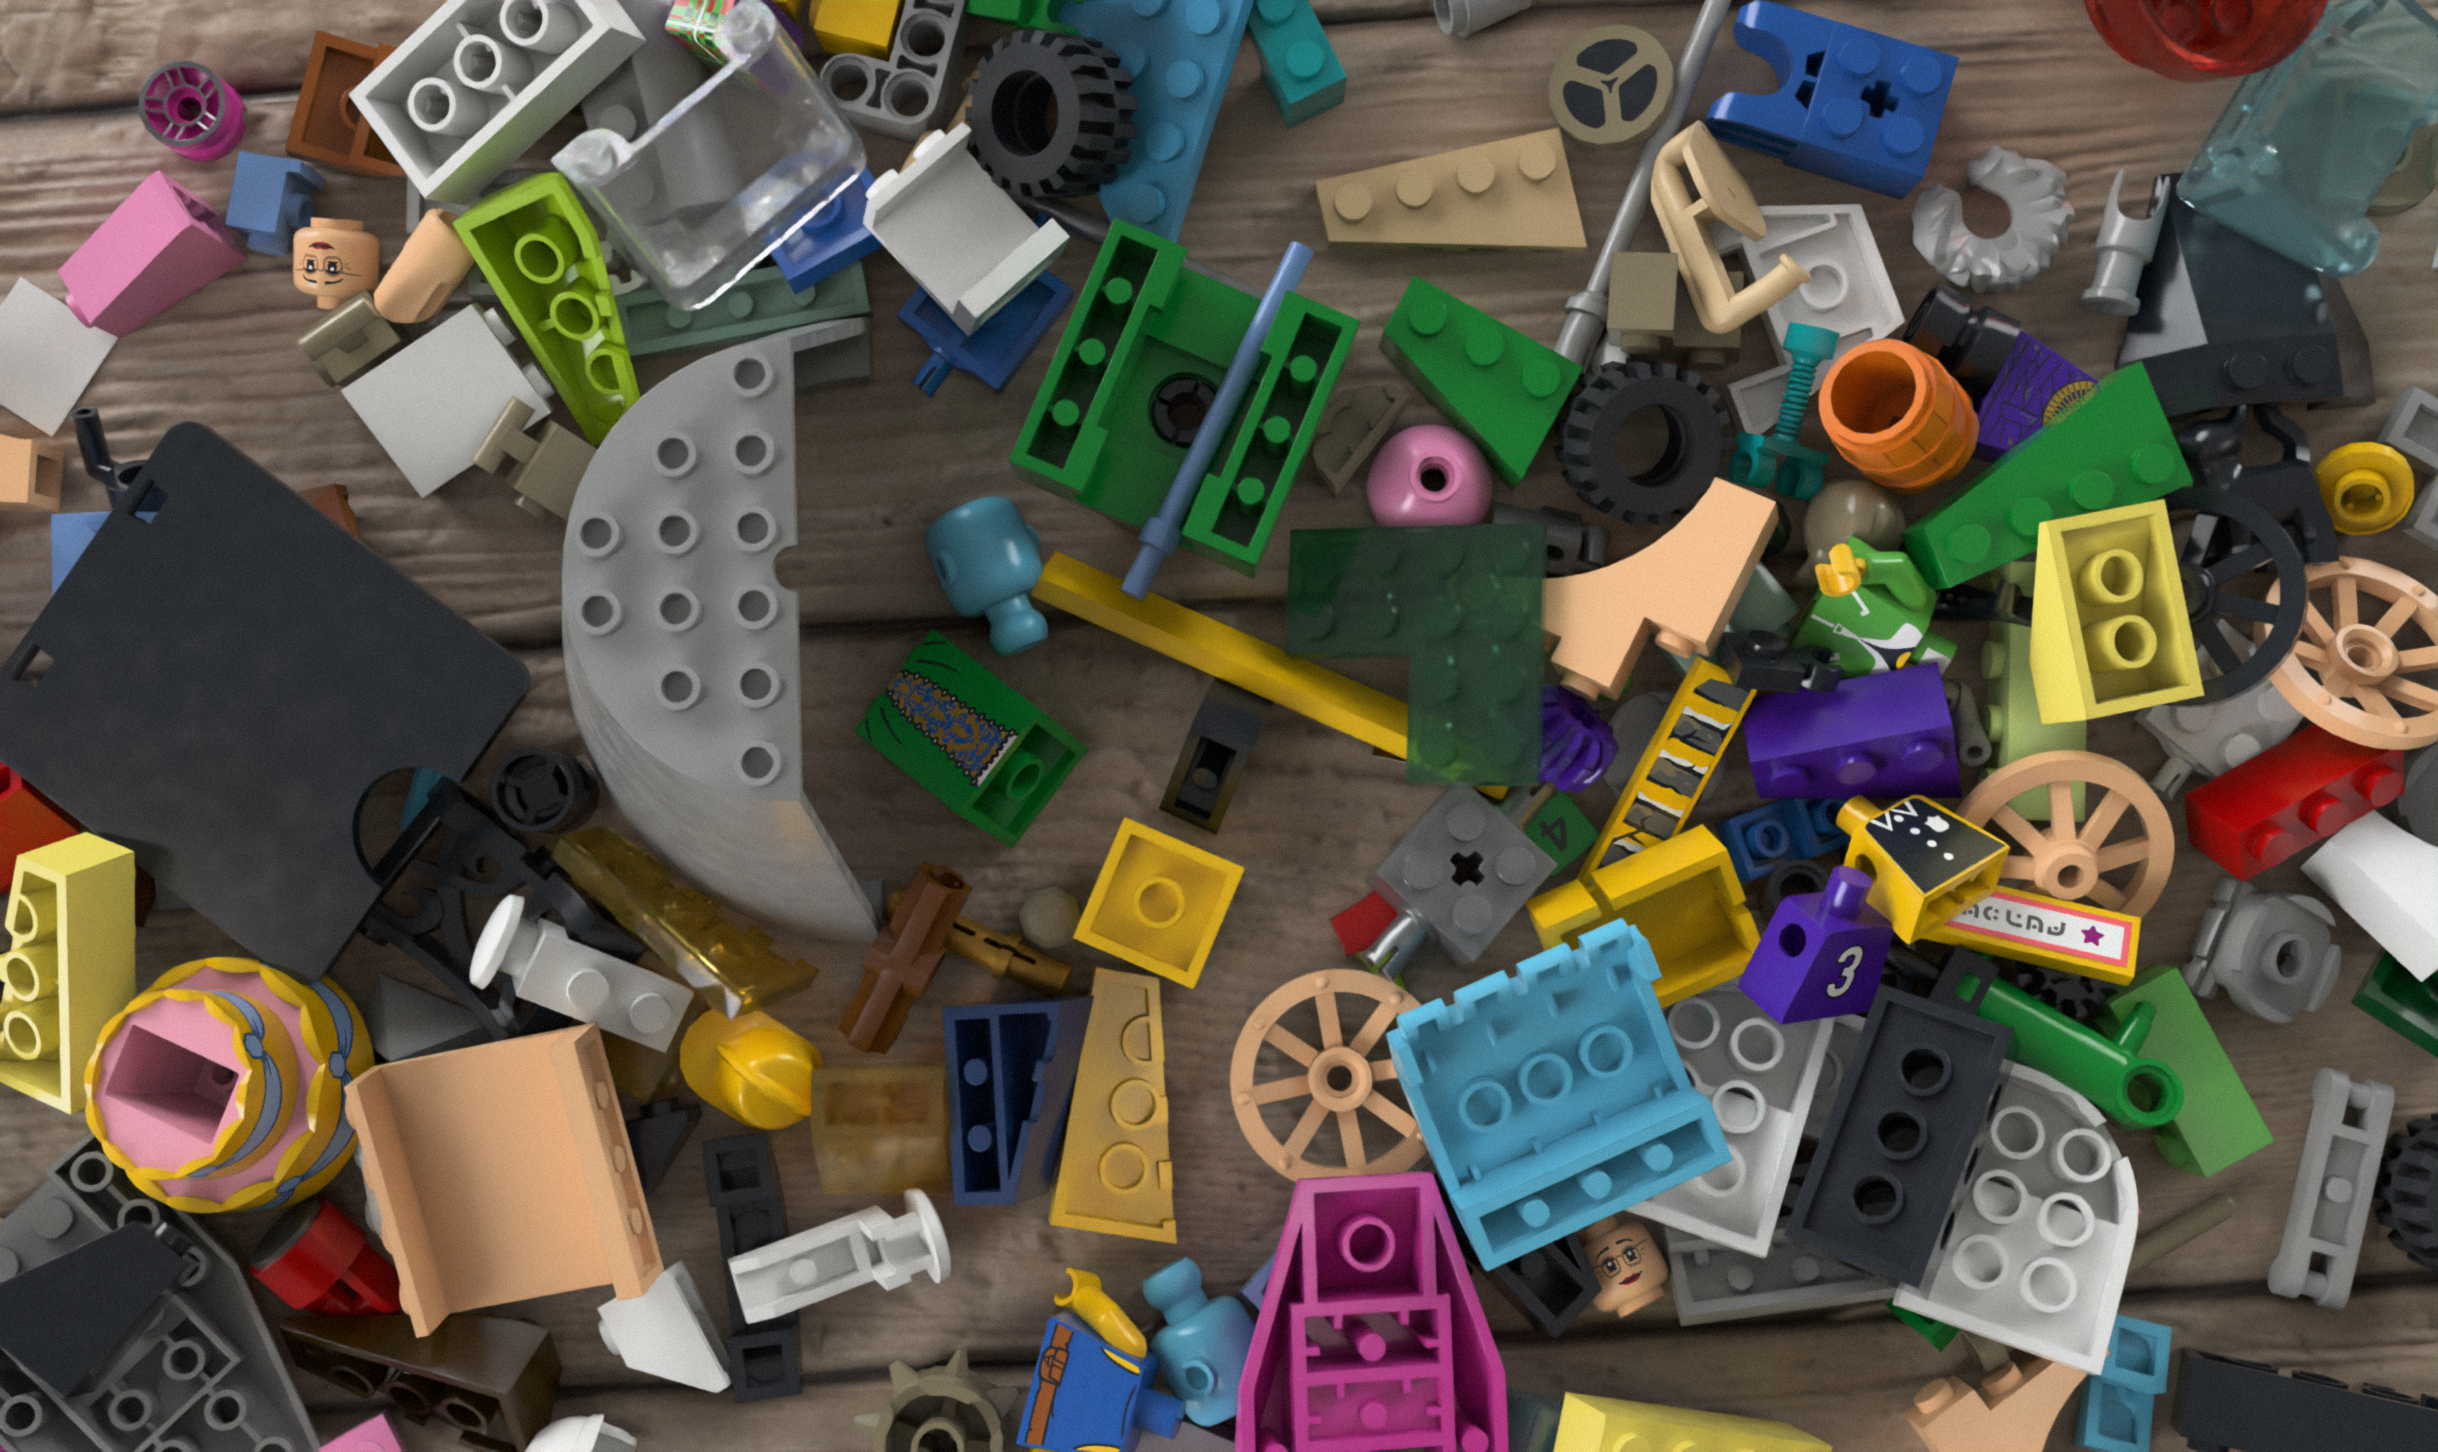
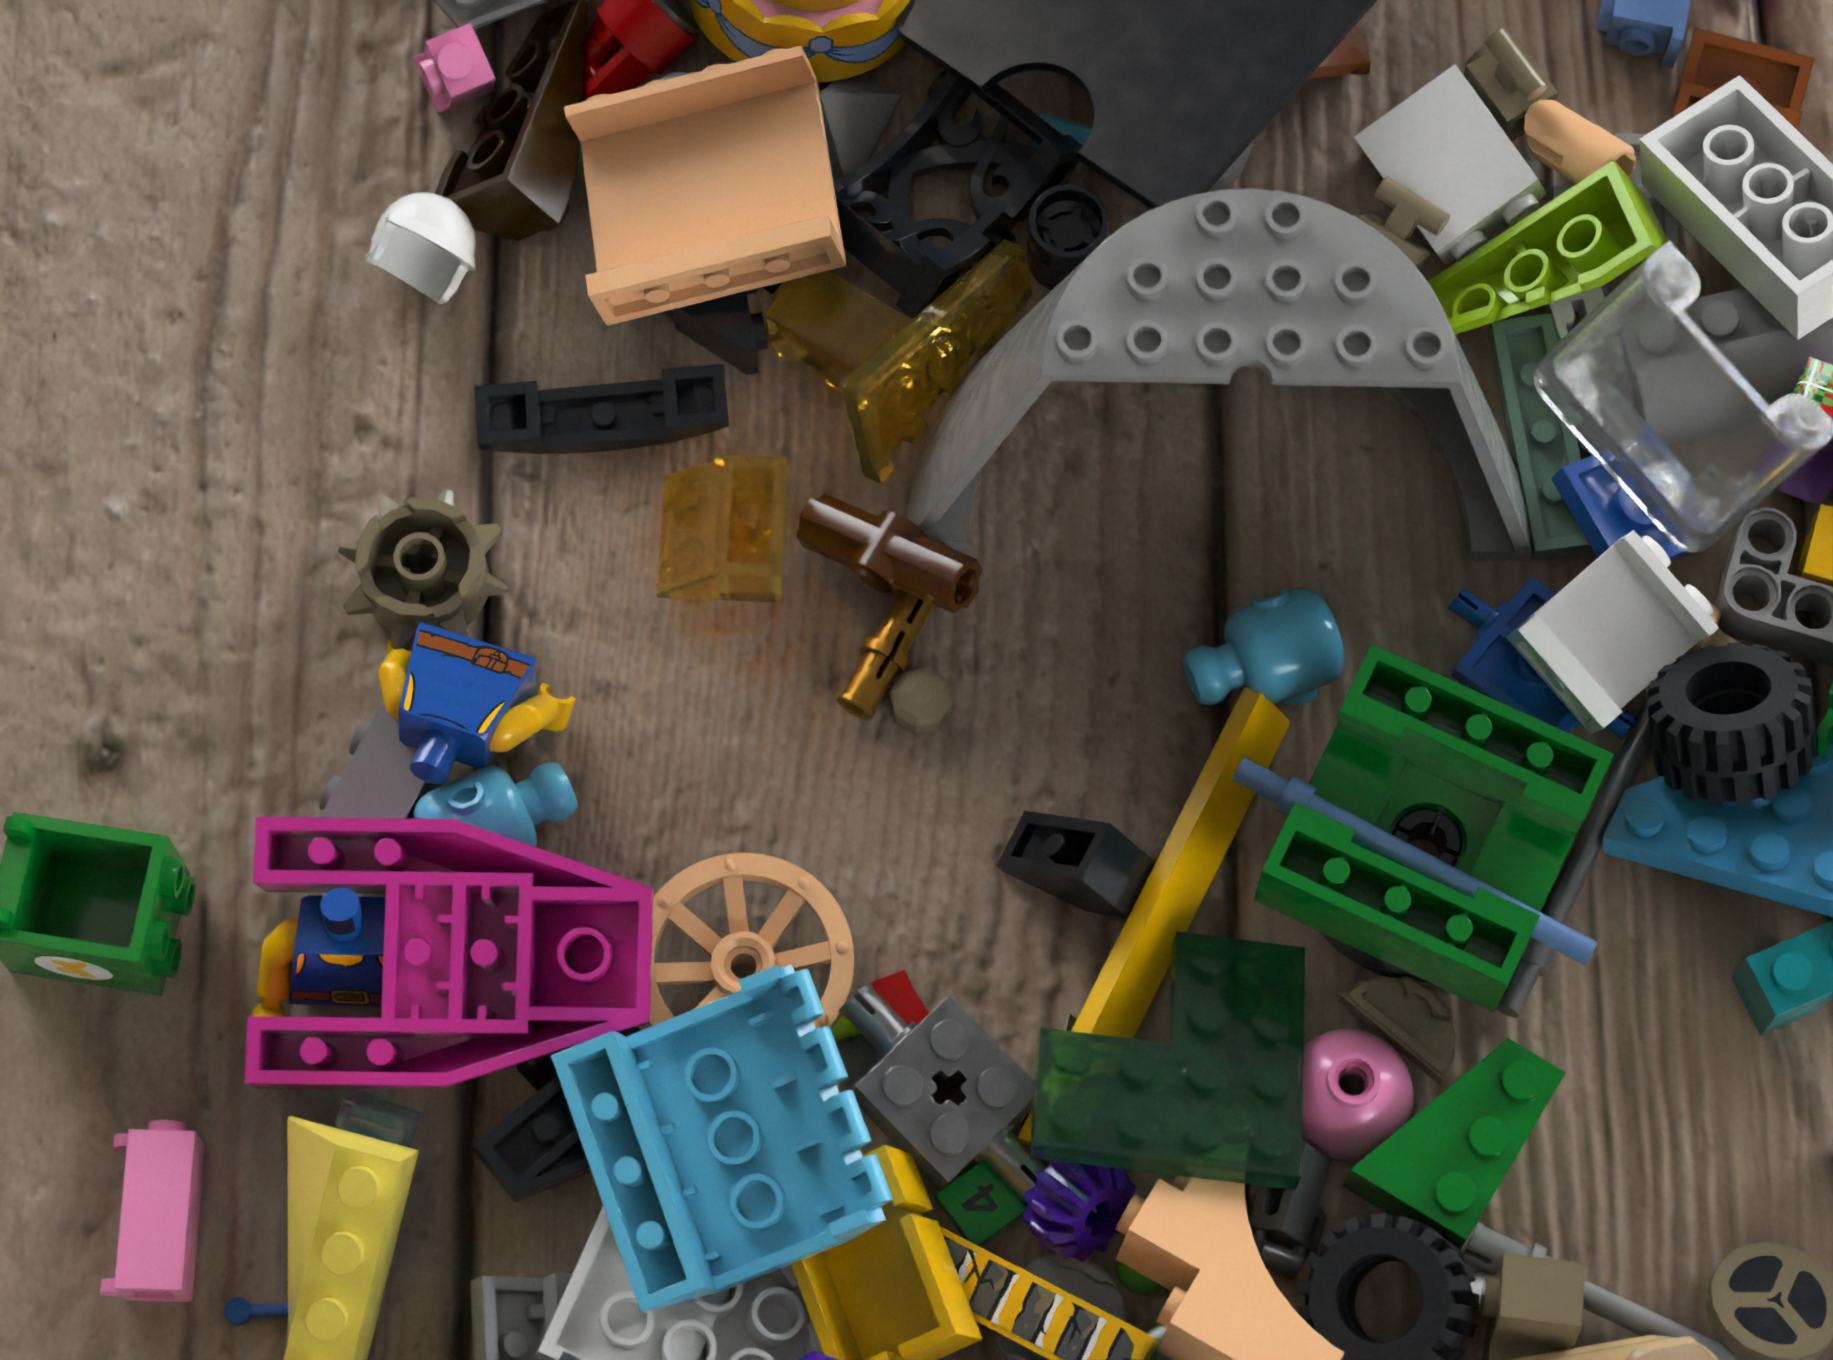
camera: 90 degrees right, 15 degrees down
(335, 260) = (1589, 71): light nougat head -> none
(577, 978) = (886, 256): white piece -> none
(669, 1333) = (548, 330): white slope -> none
(750, 1068) = (792, 409): yellow piece -> none
(842, 1257) = (602, 485): white piece -> none
(970, 739) = (1099, 629): green slope -> none
(1010, 1093) = (751, 644): dark blue wedge -> none
(1115, 1134) = (705, 751): yellow wing -> none
(1158, 903) = (930, 795): yellow container -> none
(1482, 196) = (1656, 1165): tan wing -> none
(1625, 1265) = (532, 1235): light nougat head -> none

